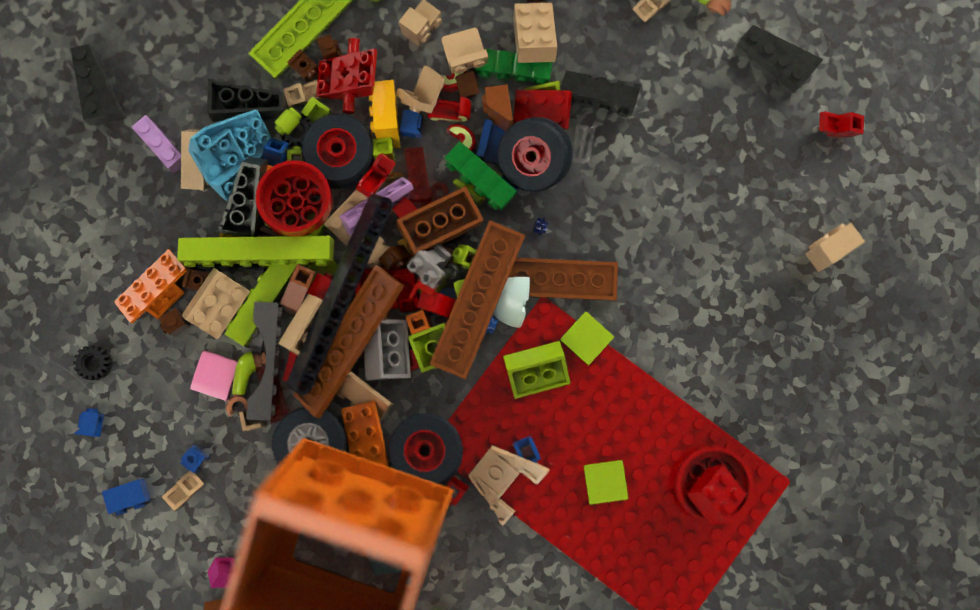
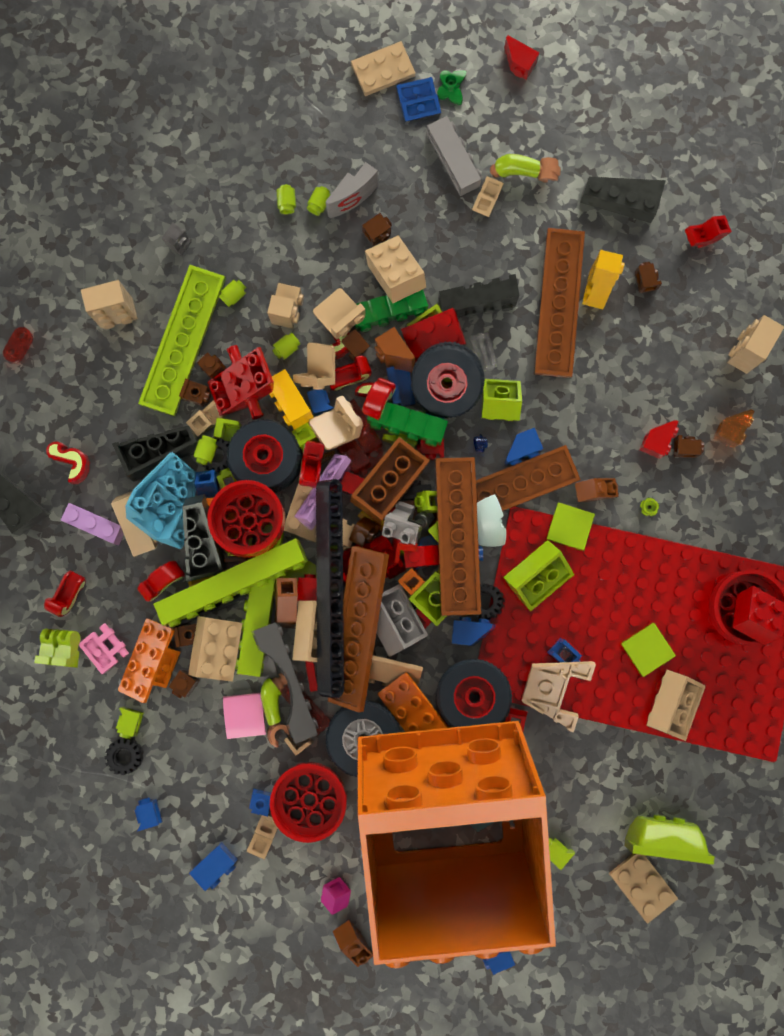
camera: 30 degrees left, 0 degrees up
(79, 240) = (58, 648): none -> lime legs
(106, 196) = (65, 594): none -> red animal
(110, 335) = (129, 722): none -> lime window
(112, 259) = (99, 653): none -> bright pink plate
(172, 79) = (73, 456): none -> red animal
(195, 220) = (160, 580): none -> red animal
(209, 472) = (303, 828): none -> red wheel
(404, 59) = (285, 346): none -> lime brick
(415, 152) = (337, 425): none -> tan bracket
(438, 171) = (368, 438): none -> clear red plate
(450, 393) = (470, 632): none -> blue slope
(462, 140) = (378, 395): none -> red animal
(479, 383) = (497, 605): none -> black tyre
(491, 214) = (429, 451): none -> red brick
(577, 194) = (501, 400): none -> lime slope
(578, 246) = (524, 445): none -> blue slope
(607, 544) = (676, 705): none -> tan slope
(627, 315) = (596, 489): none -> dark orange slope
(673, 129) = (559, 303): none -> dark orange plate
(674, 353) = (654, 507): none -> lime plate
(706, 294) = (658, 439): none -> red slope
(721, 123) = (602, 278): none -> yellow wedge
(730, 314) = (688, 447): none -> reddish brown brick
(765, 142) = (647, 277): none -> reddish brown brick
(780, 315) = (732, 429): none -> clear orange slope

